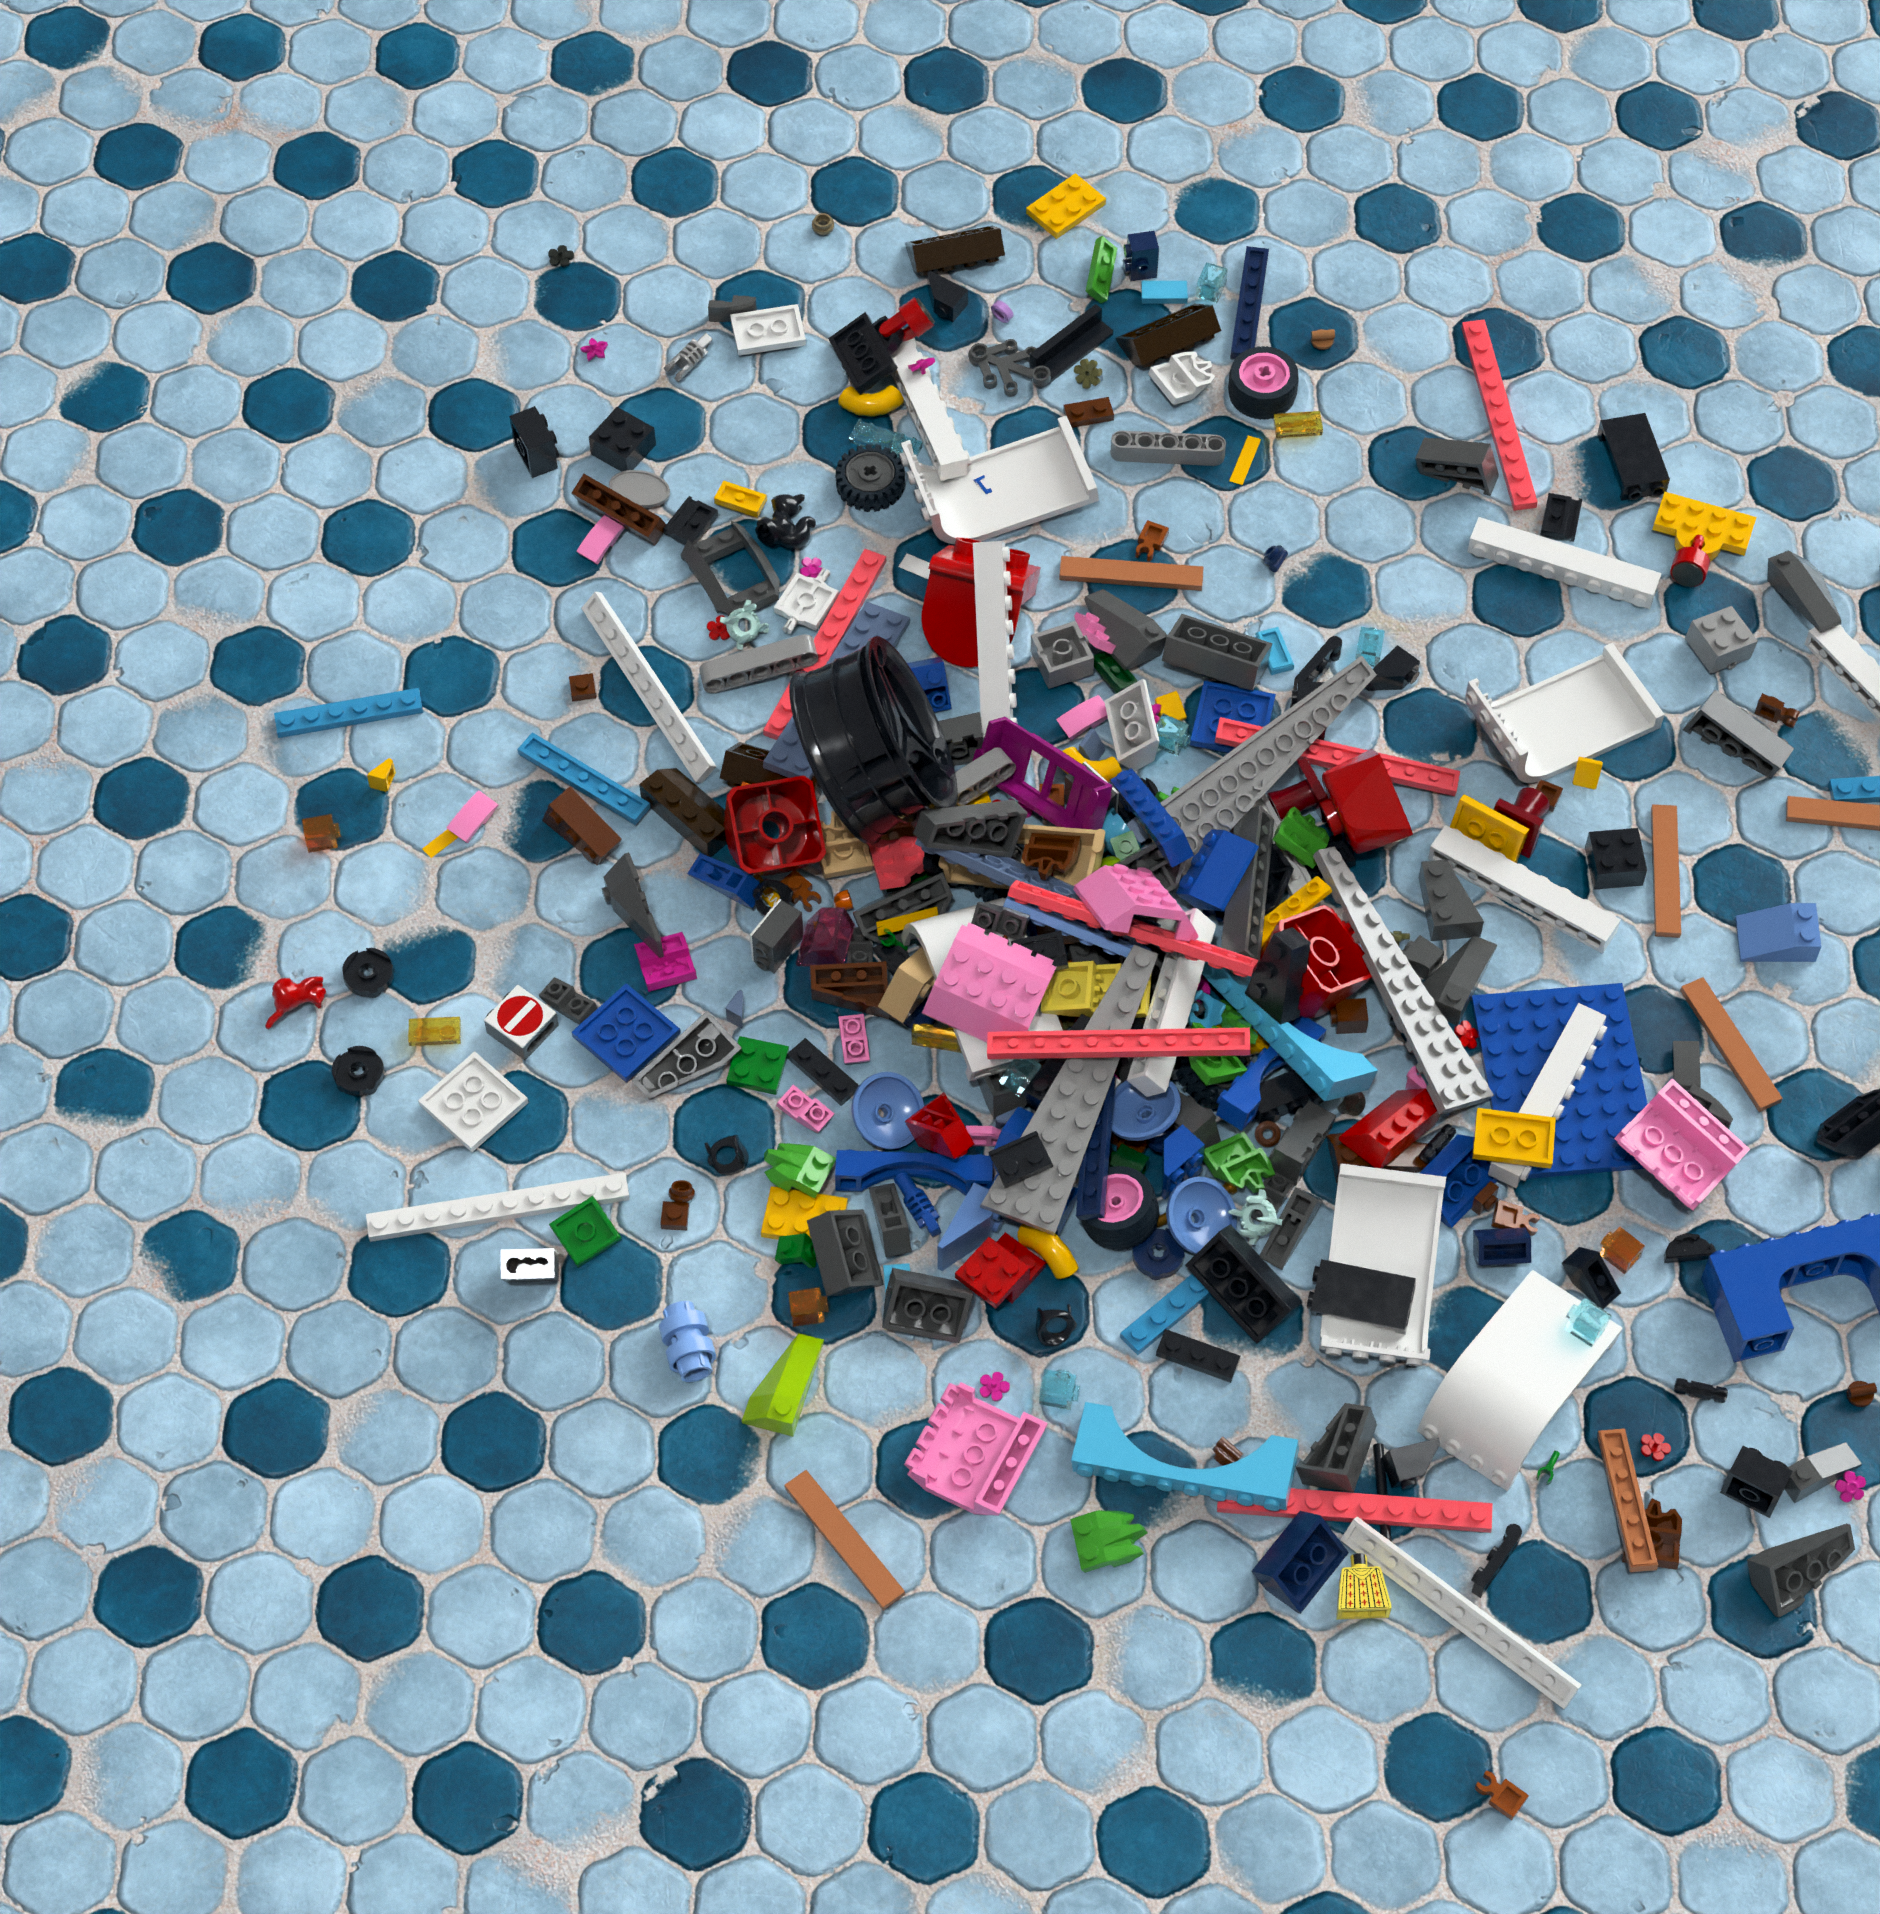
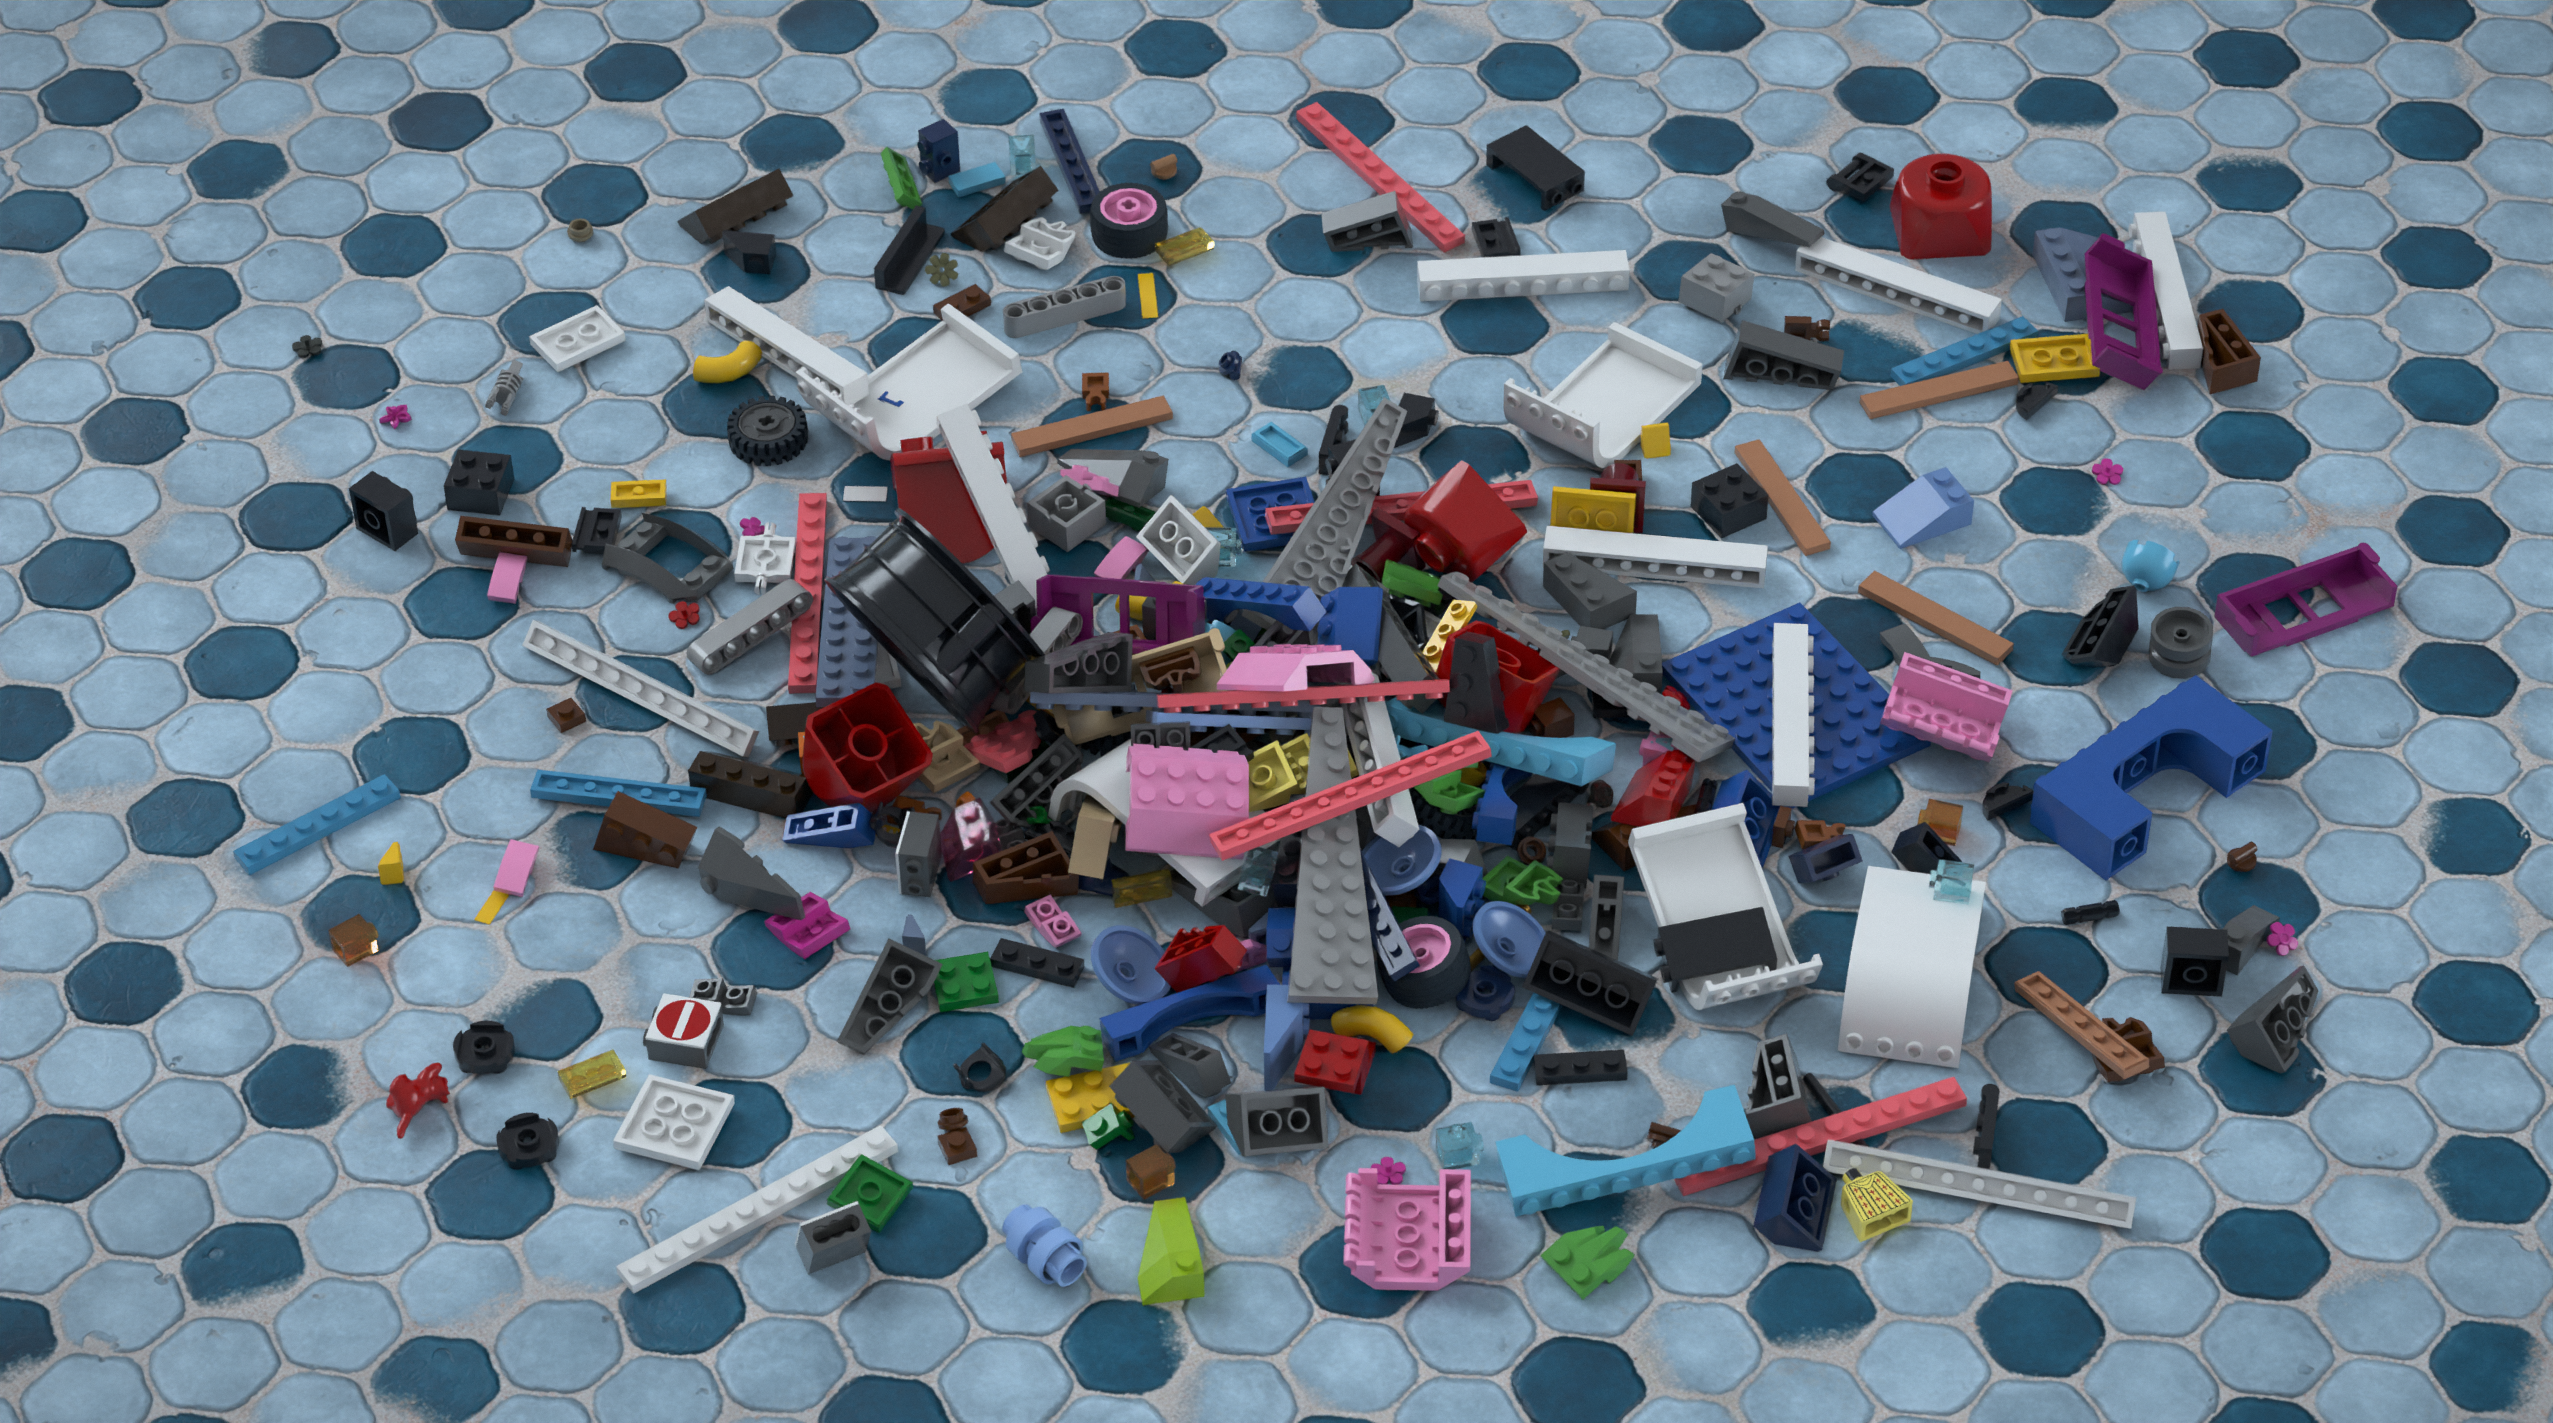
camera: 25 degrees left, 15 degrees down
(626, 1032) = (804, 1001): blue plate -> none
(641, 487) = (526, 512): light grey piece -> none
(720, 310) = (517, 336): dark grey slope -> none
(755, 626) = (724, 599): light aqua piece -> none
(781, 527) = (696, 503): black animal -> none
(805, 1110) = (1033, 1003): bright pink slope -> none
(844, 1540) = (1317, 1364): nougat tile -> none
(868, 346) = (706, 316): black plate -> none
(869, 434) = (737, 394): clear light blue plate -> none
(898, 923) = (1042, 797): yellow sticker -> none
(918, 1204) = (1212, 1037): blue hinge -> none
(922, 364) = (768, 308): dark pink plant -> none
(1002, 311) = (819, 245): lavender tile -> none
(1007, 364) = (825, 290): dark grey plant -> none
(1020, 1159) = (1308, 937): black plate -> none
(1054, 1339) = (1404, 1088): black piece -> none
(1066, 206) = (828, 138): yellow plate -> none
(1216, 652) = (1226, 457): dark grey brick -> none
(1268, 1220) = (1567, 905): light aqua piece -> none
(1409, 1463) = (1849, 1075): slope -> none
(1505, 1796) = (2123, 1323): dark orange plate -> none
(1514, 1138) = (1785, 752): yellow plate -> none
(1549, 1467) = (1987, 1033): green hand -> none
(1655, 1446) = (2074, 977): plant -> none
(1700, 535) = (1640, 211): yellow plate -> none

